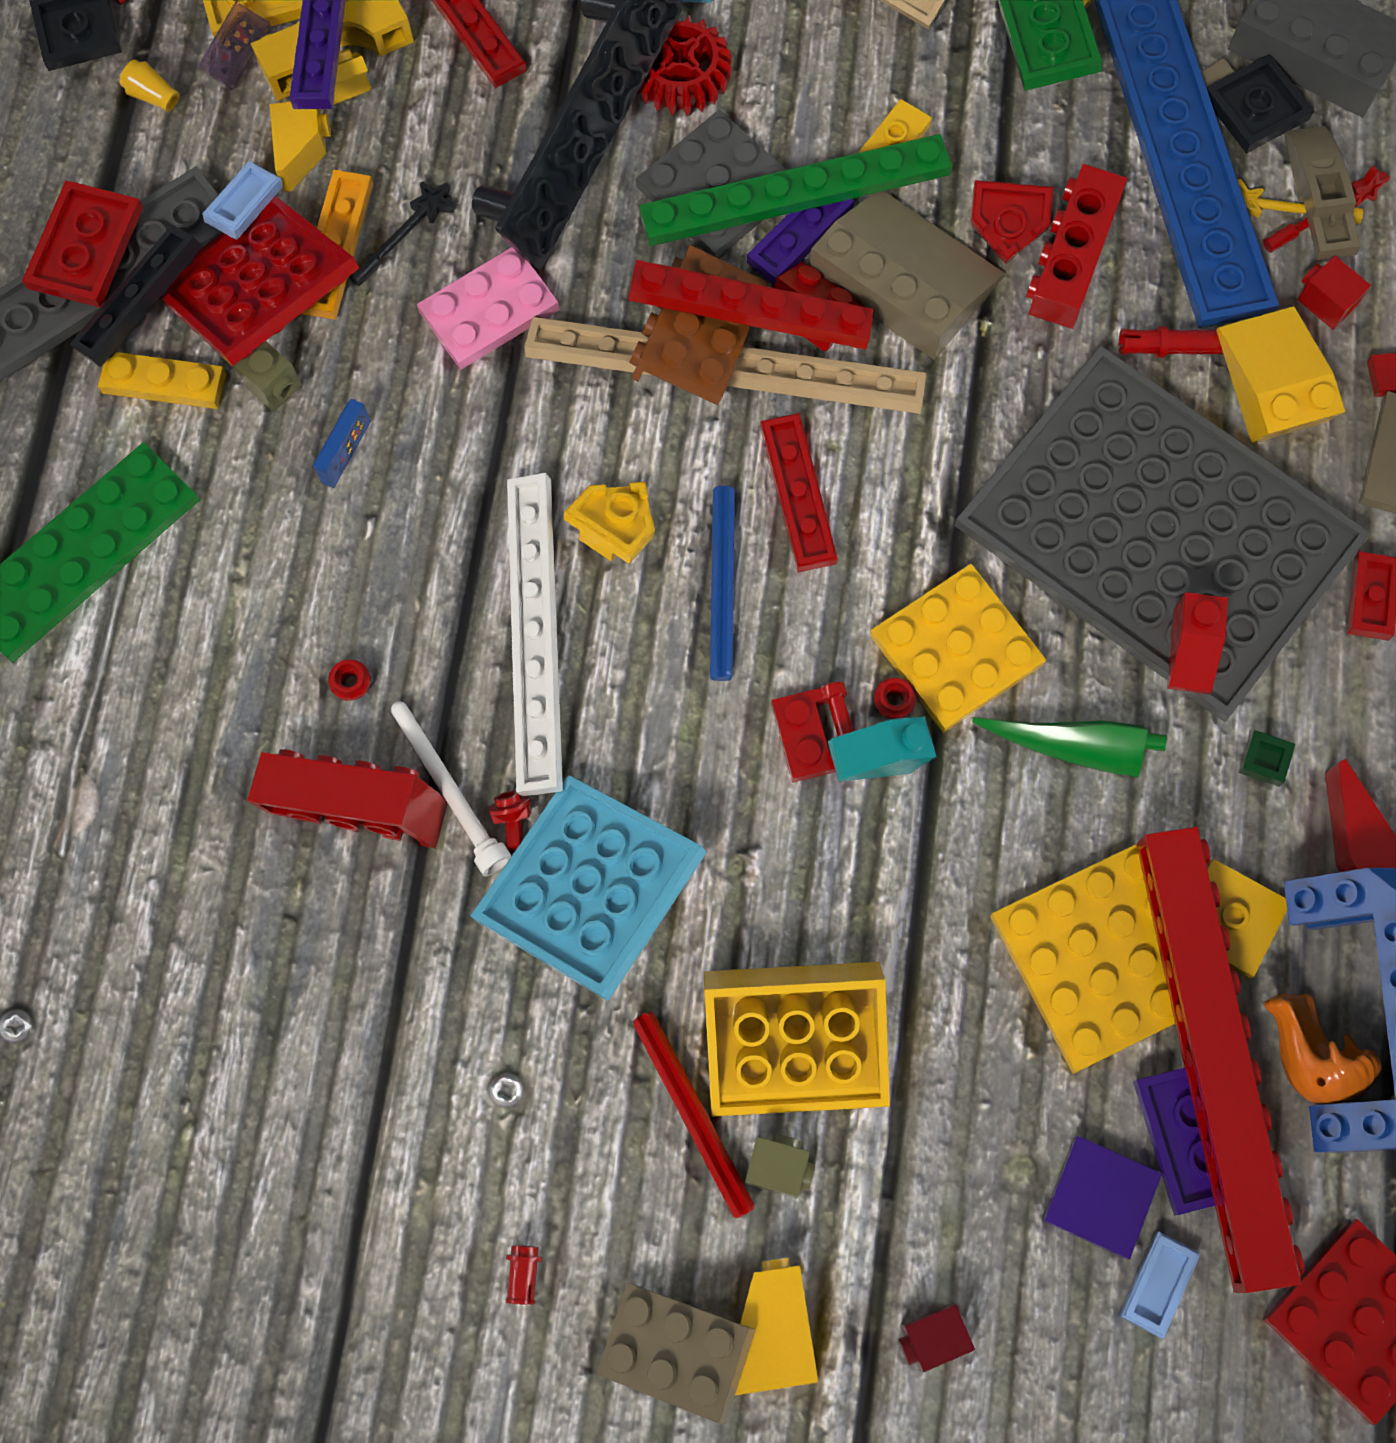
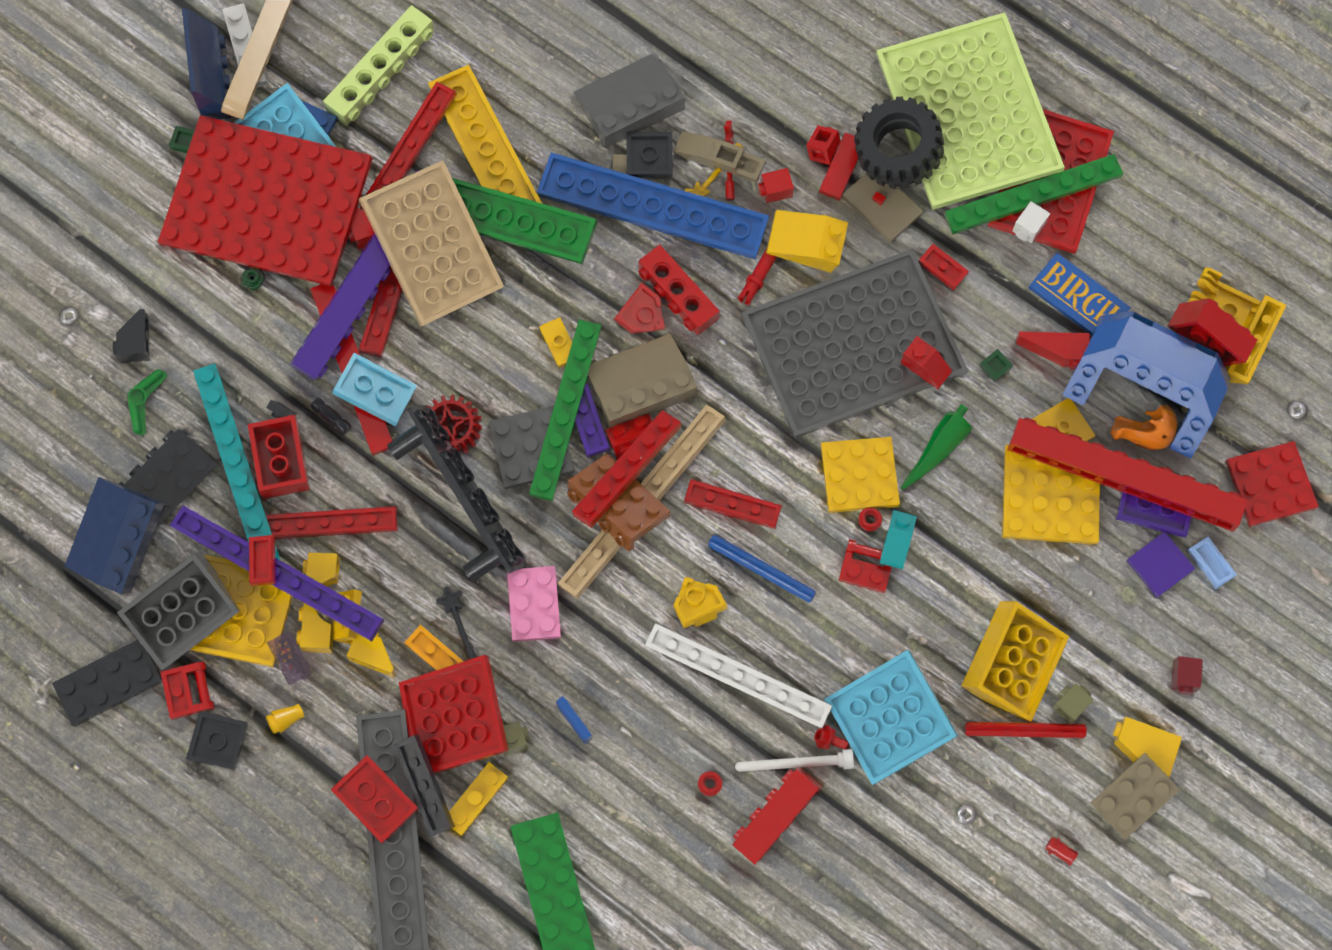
camera: 65 degrees left, 0 degrees up
(242, 200) = (396, 700): light blue tile -> none

